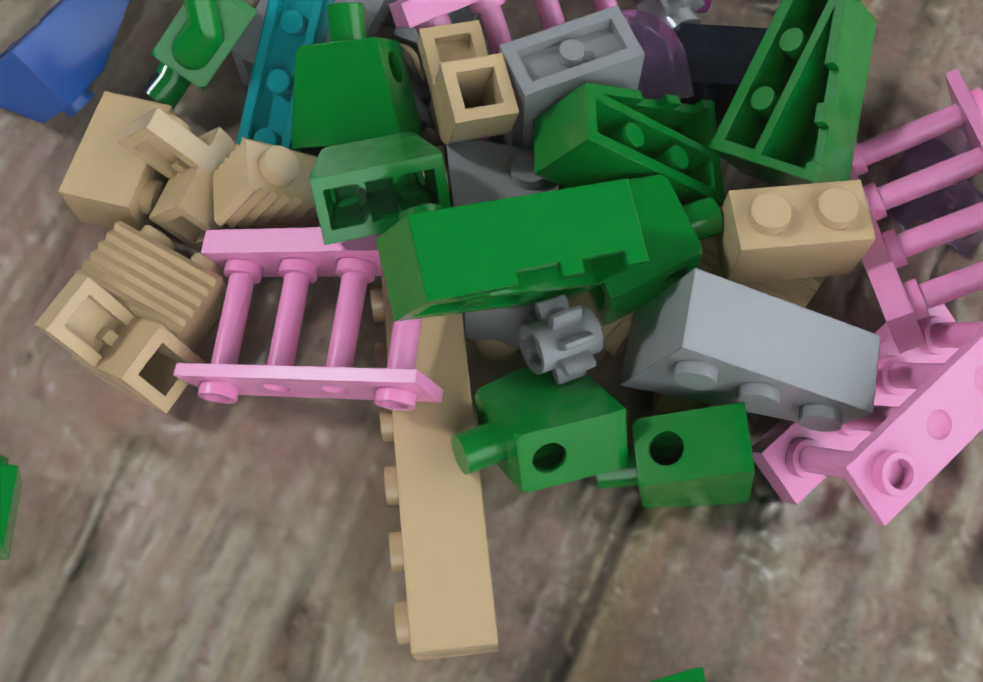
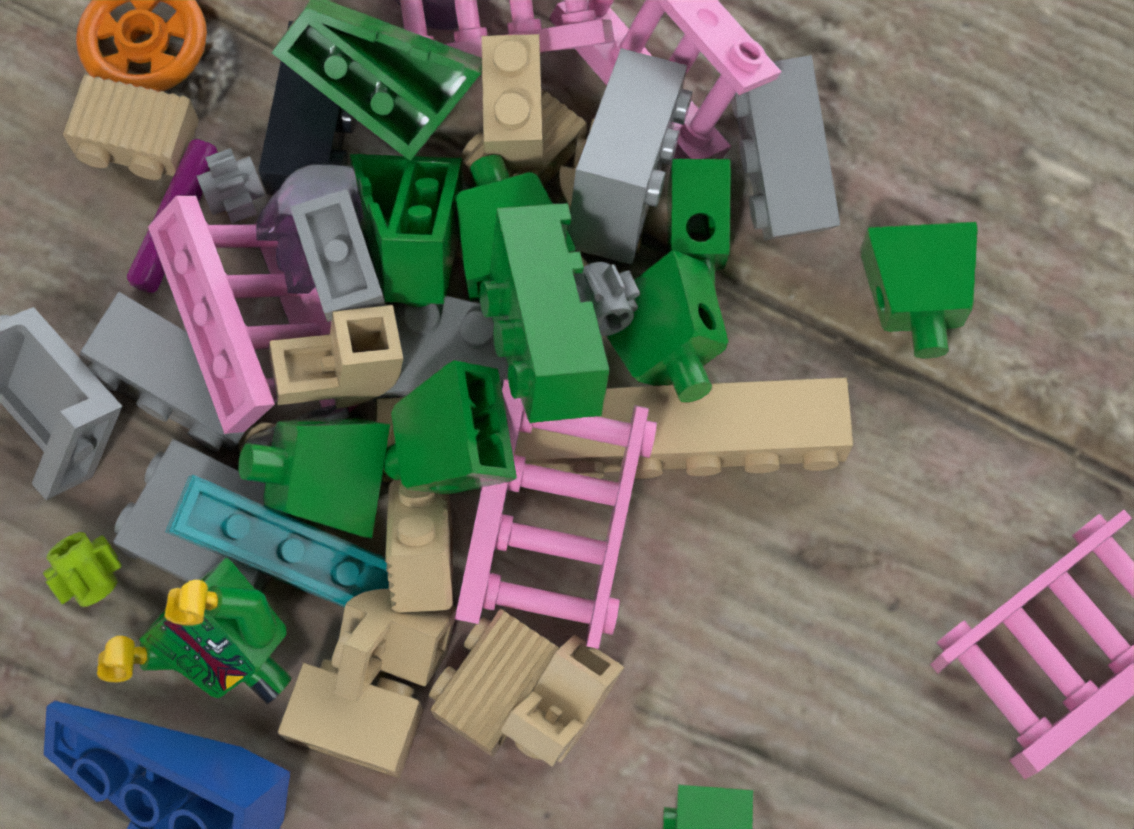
camera: 85 degrees left, 5 degrees up
(792, 560) = (787, 153): none -> light grey wedge

